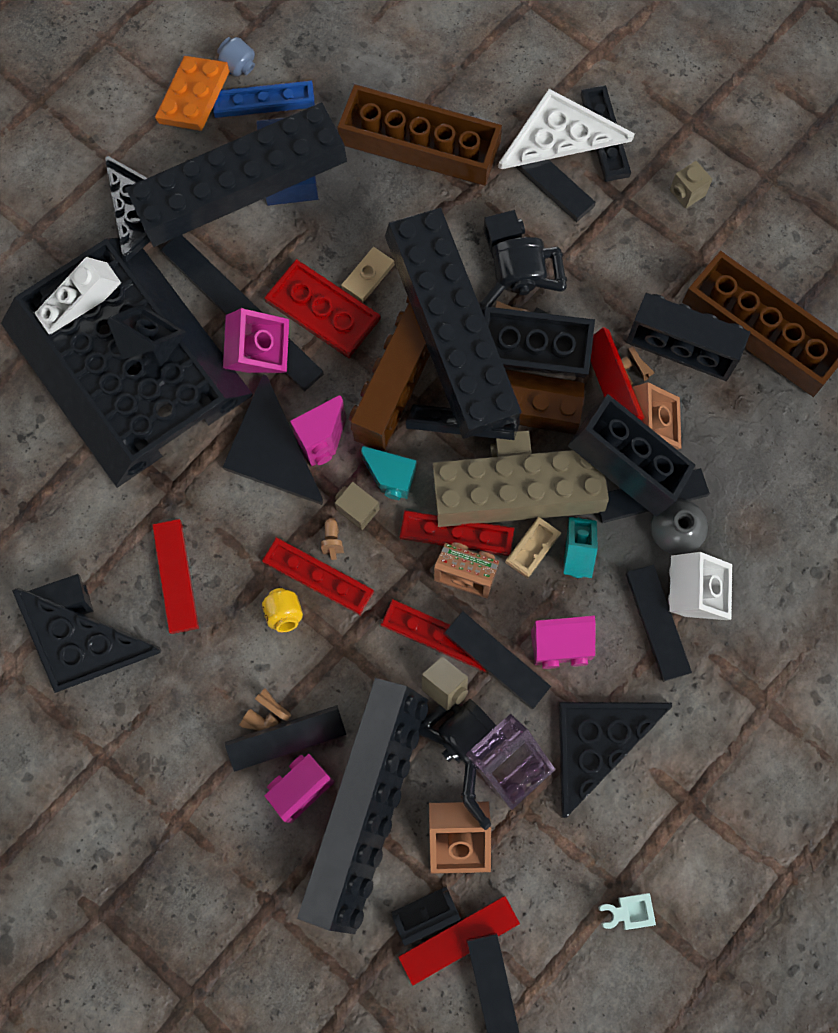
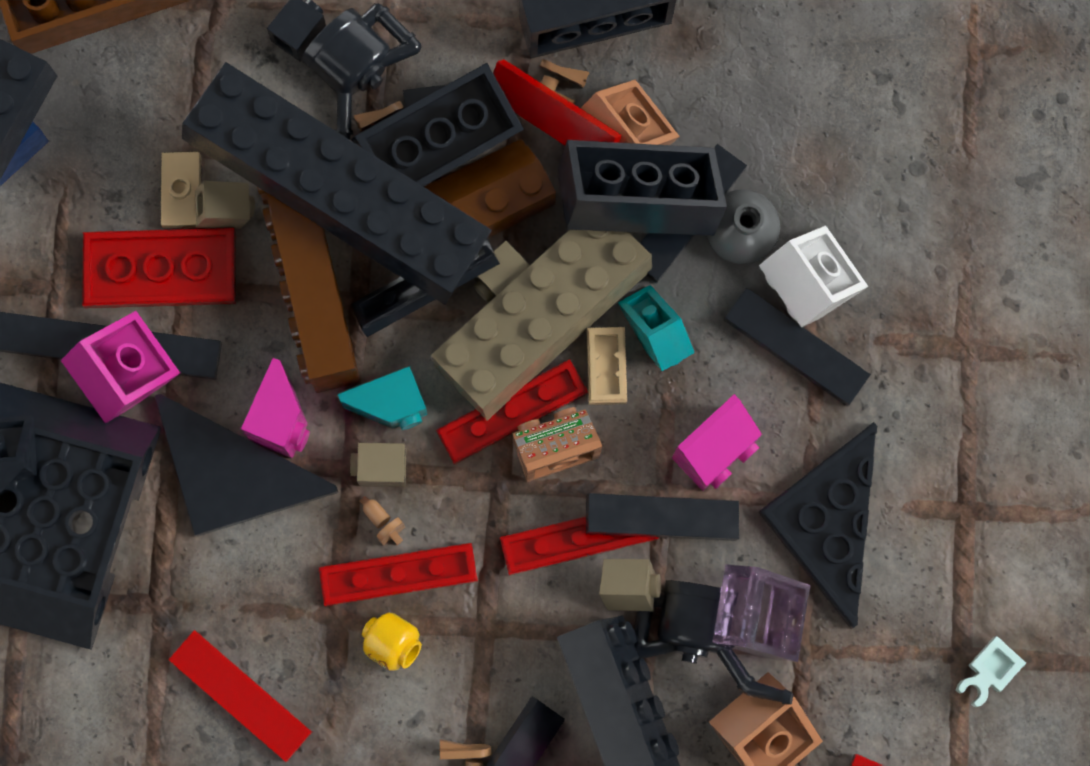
camera: 45 degrees left, 5 degrees up
(384, 297) = (223, 204): none -> dark tan brick

